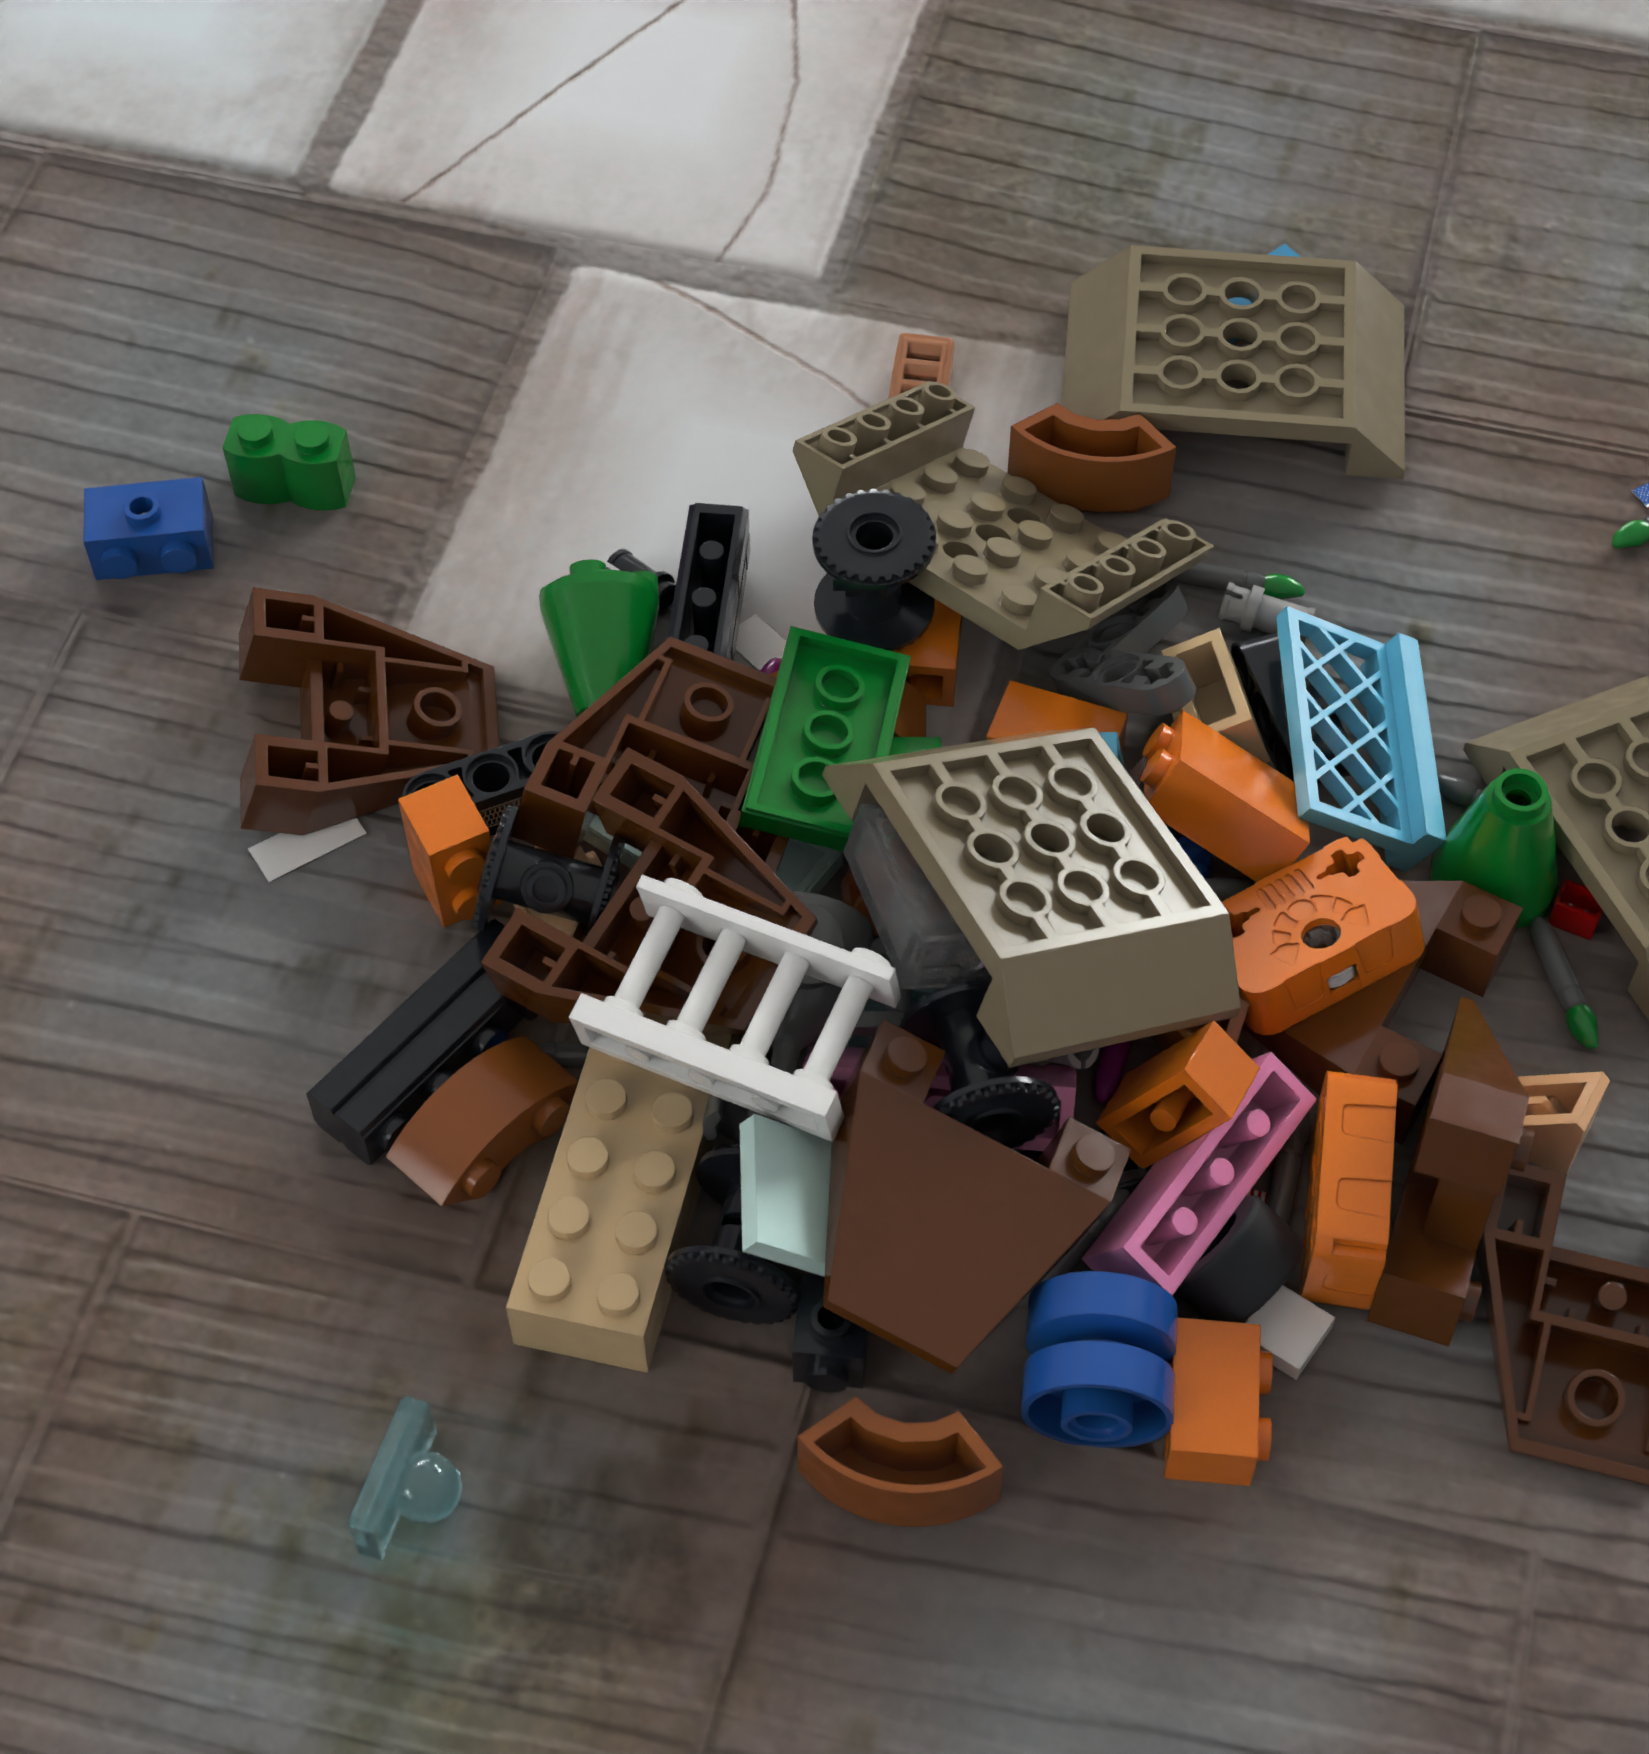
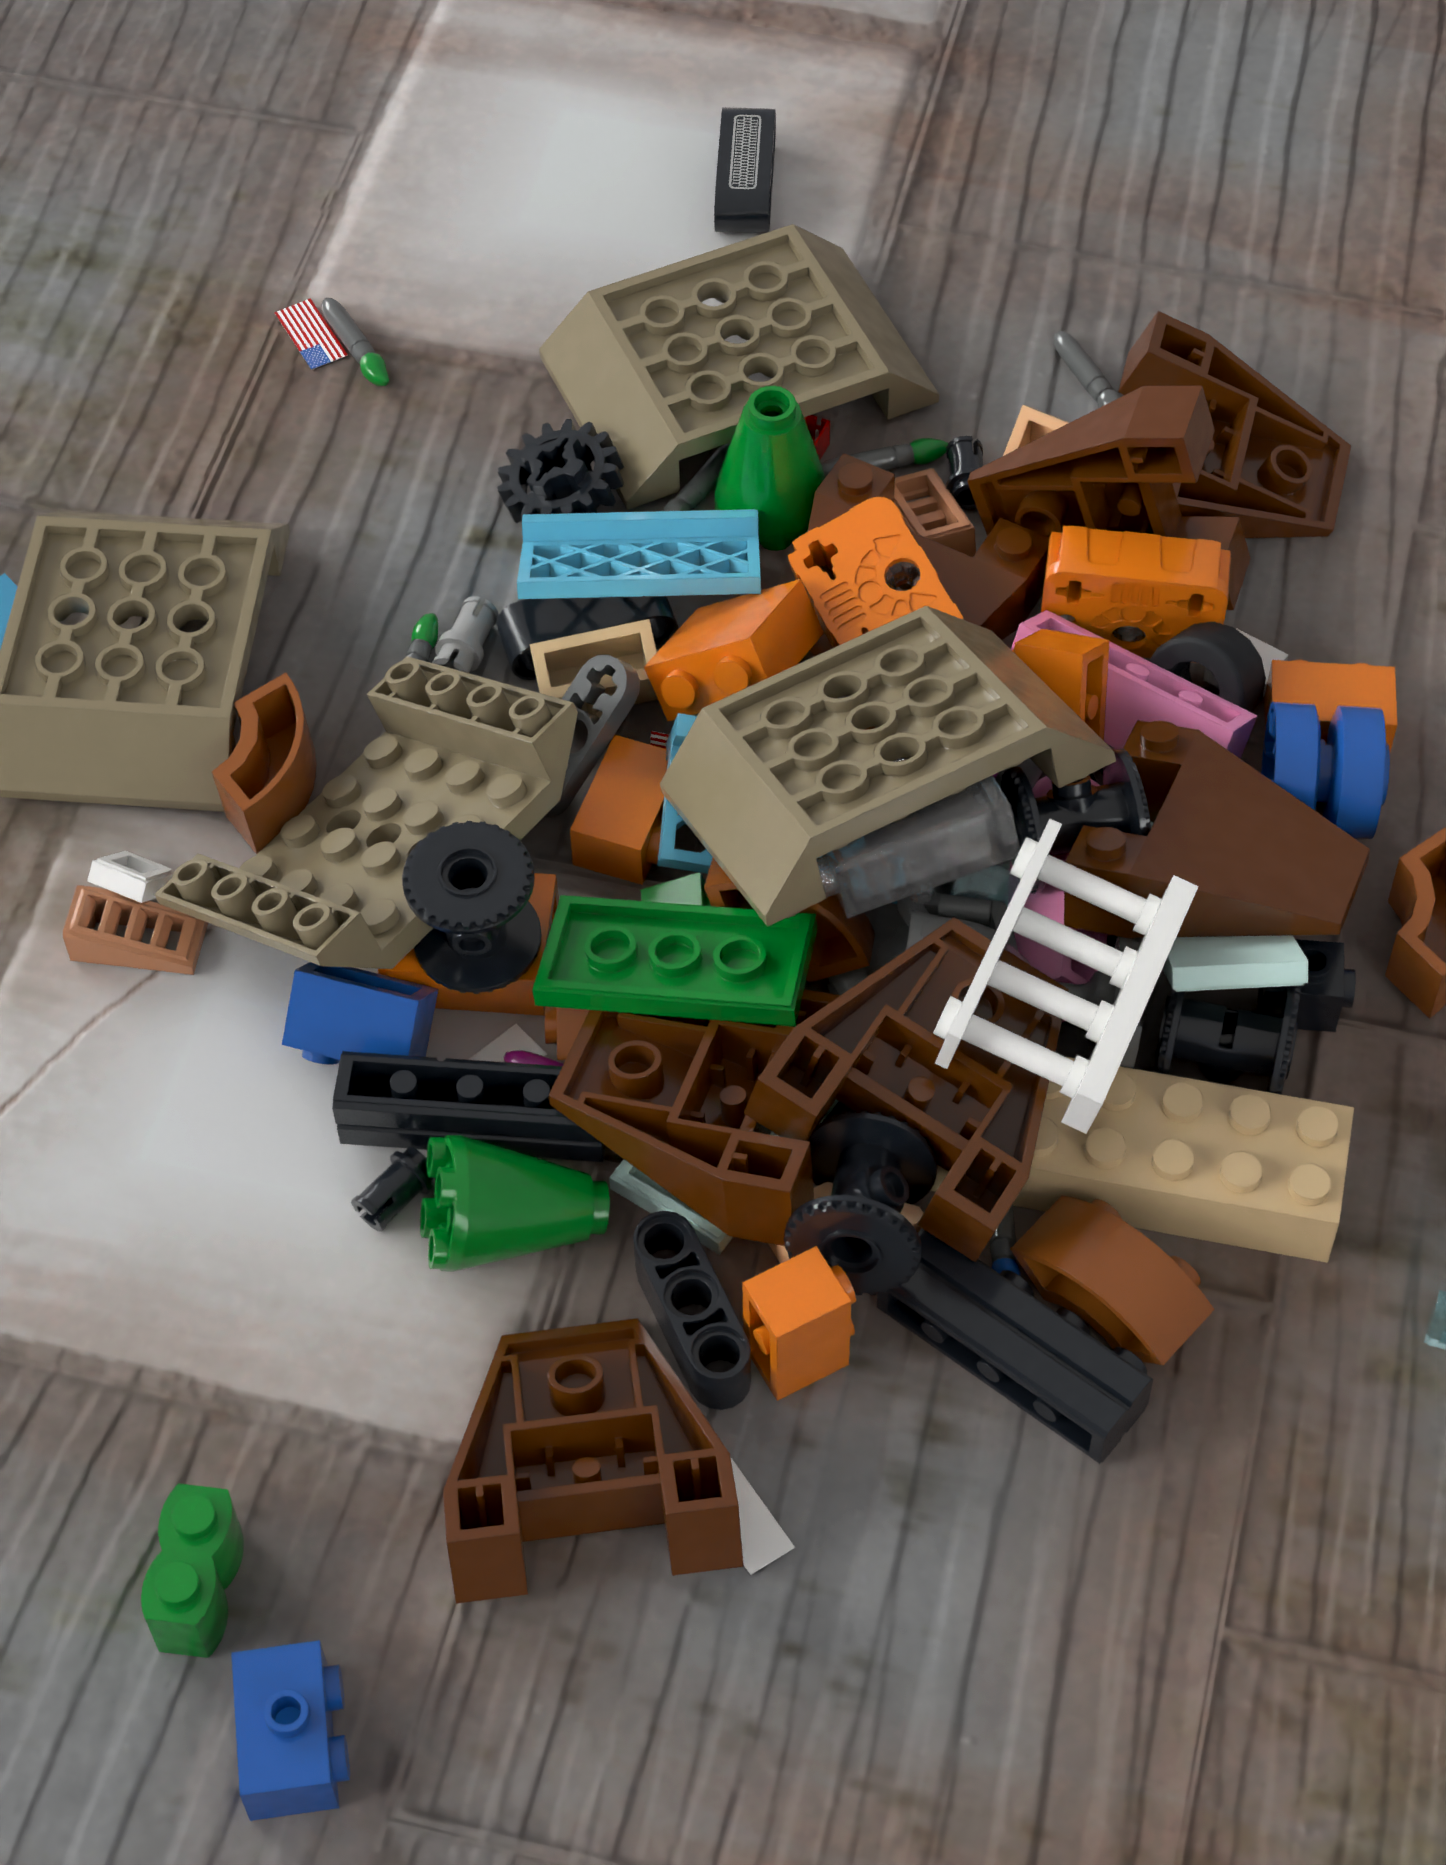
camera: 90 degrees left, 0 degrees up
(784, 554) = (356, 1013): none -> blue brick
(975, 380) = (129, 875): none -> white tile
(1433, 1011) = (935, 516): none -> nougat slope
(1486, 679) = (561, 472): none -> black gear
(1546, 1056) = (961, 464): none -> black pin

